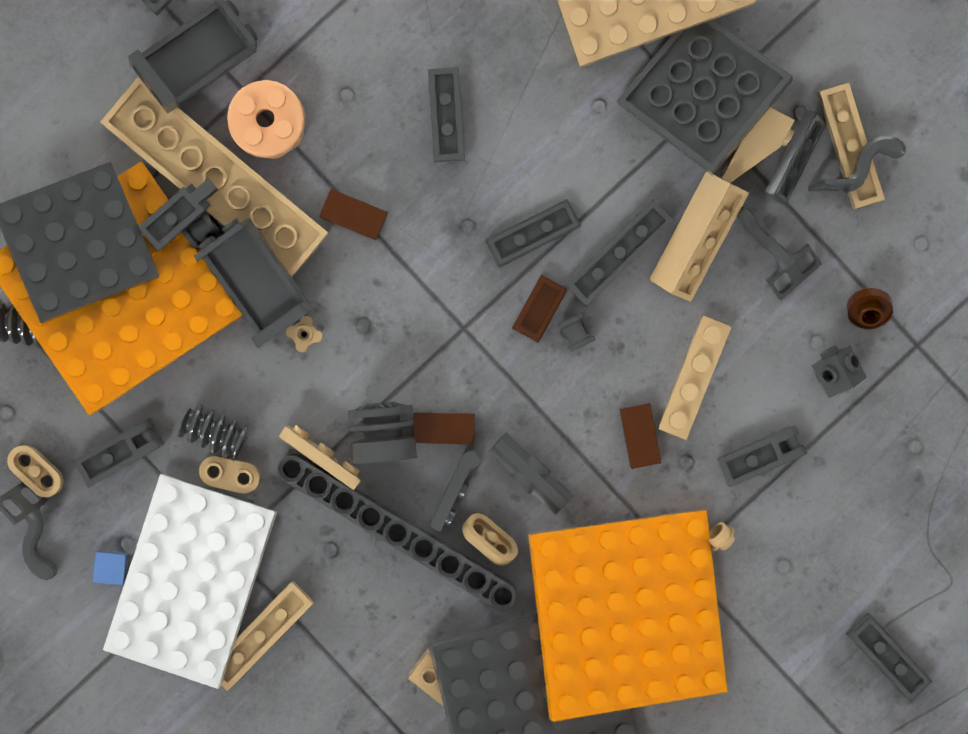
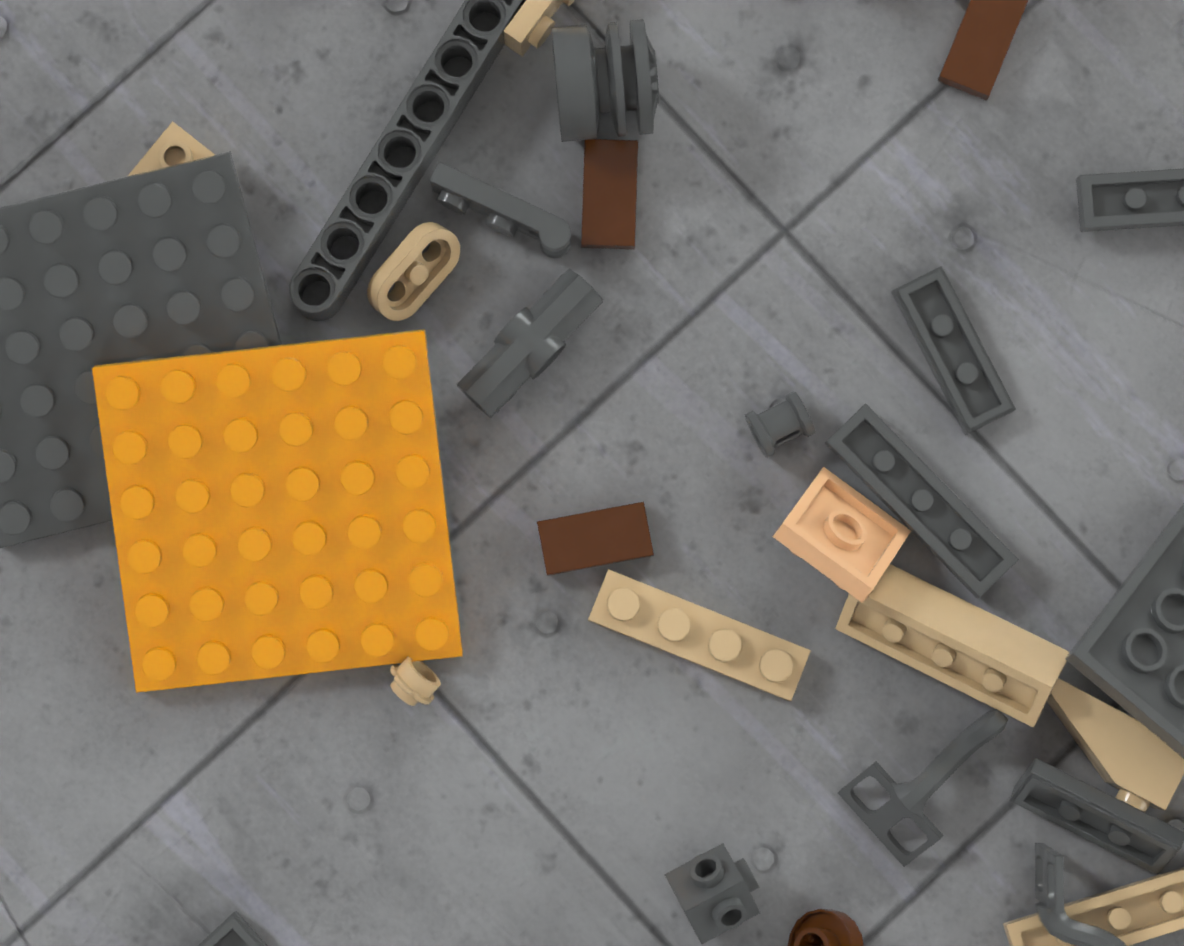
camera: 90 degrees right, 5 degrees down
(539, 308) = (820, 362): reddish brown tile -> none
(640, 298) = (842, 534): none -> light nougat plate
(760, 456) = (558, 753): dark grey plate -> none

